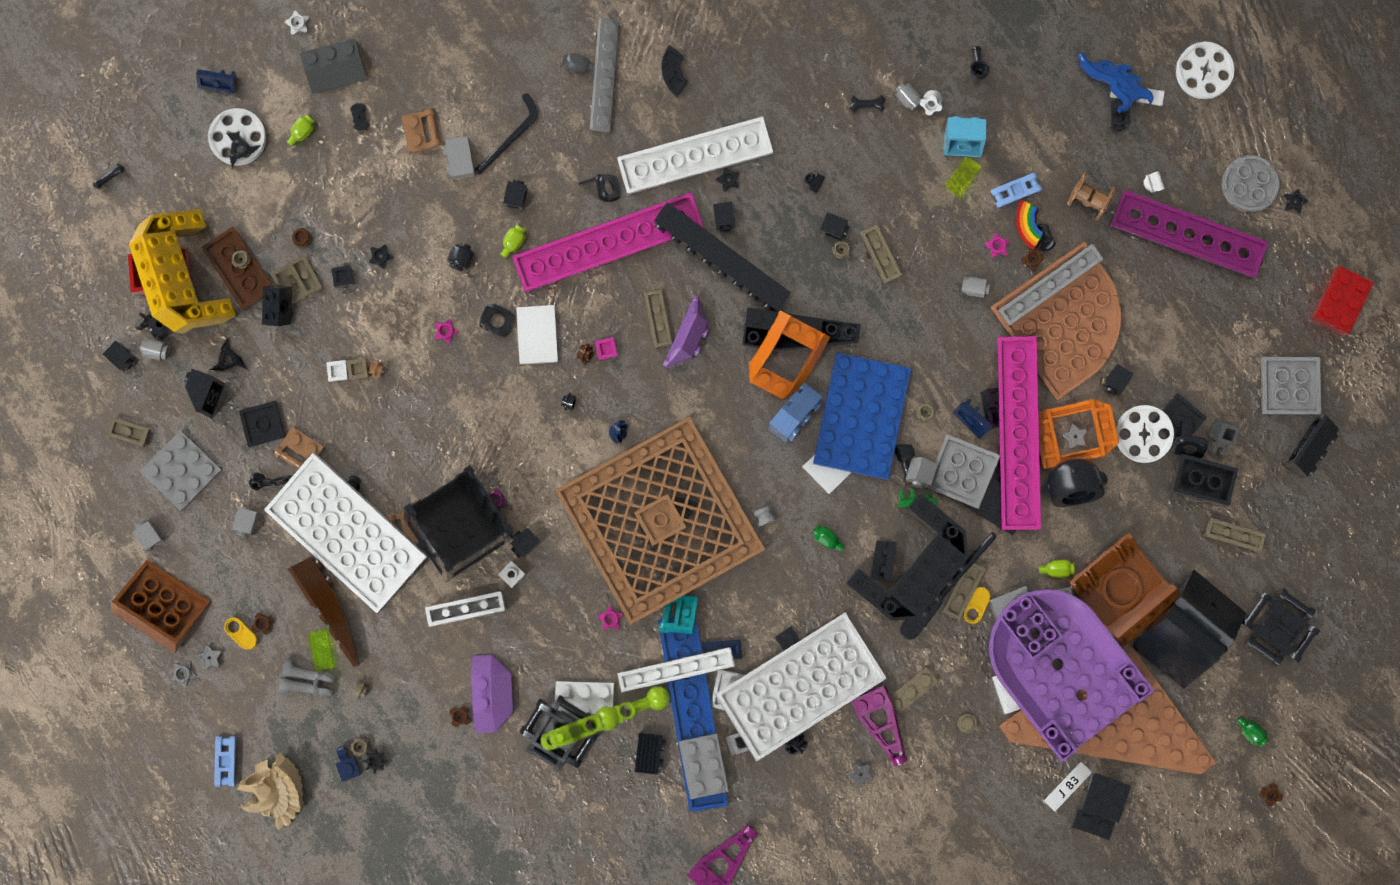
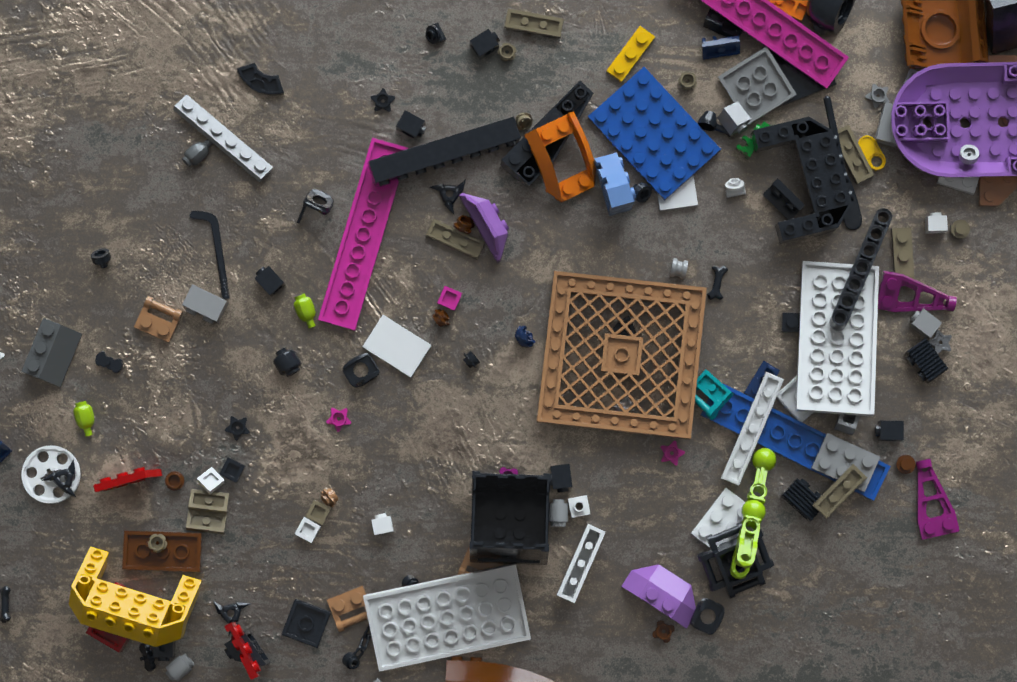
camera: 60 degrees left, 0 degrees up
(197, 387) = (252, 667): none -> red wing
(273, 196) = (123, 479): none -> red wing
(276, 305) = (218, 540): black brick -> none
(321, 265) = (210, 480): none -> white plate
(384, 427) = (382, 524): none -> white plate
(438, 49) = (101, 257): none -> black tile
(486, 738) = (703, 604): none -> black piece
(494, 562) = (558, 513): none -> light grey brick
(674, 317) = (464, 224): none -> reddish brown plate
(675, 777) = (839, 491): none -> dark tan tile
(691, 280) = (449, 200): none -> black piece
(695, 155) = (343, 113): white plate -> none
(739, 817) = (905, 464): none -> reddish brown plate
(756, 784) = (890, 430): none -> black brick
(768, 559) = (715, 292): none -> black piece
(794, 303) = (524, 121): none -> dark tan plate
(796, 745) = (882, 376): black gear -> none
(805, 440) = (642, 192): none -> black tile
(827, 538) = (732, 232): green plant -> none
(836, 773) = (926, 361): none -> black brick
(865, 514) = (735, 187): none -> white plate
(866, 750) = (924, 323): none -> light grey brick
(880, 661) = (857, 277): none -> black beam
(913, 350) = (630, 54): none -> yellow plate
(956, 700) = (936, 223): none -> white plate
(1031, 685) = (969, 154): none -> light grey tile
(1034, 577) = (877, 100): none -> light grey plate
(1058, 569) = (889, 67): lime plant -> none

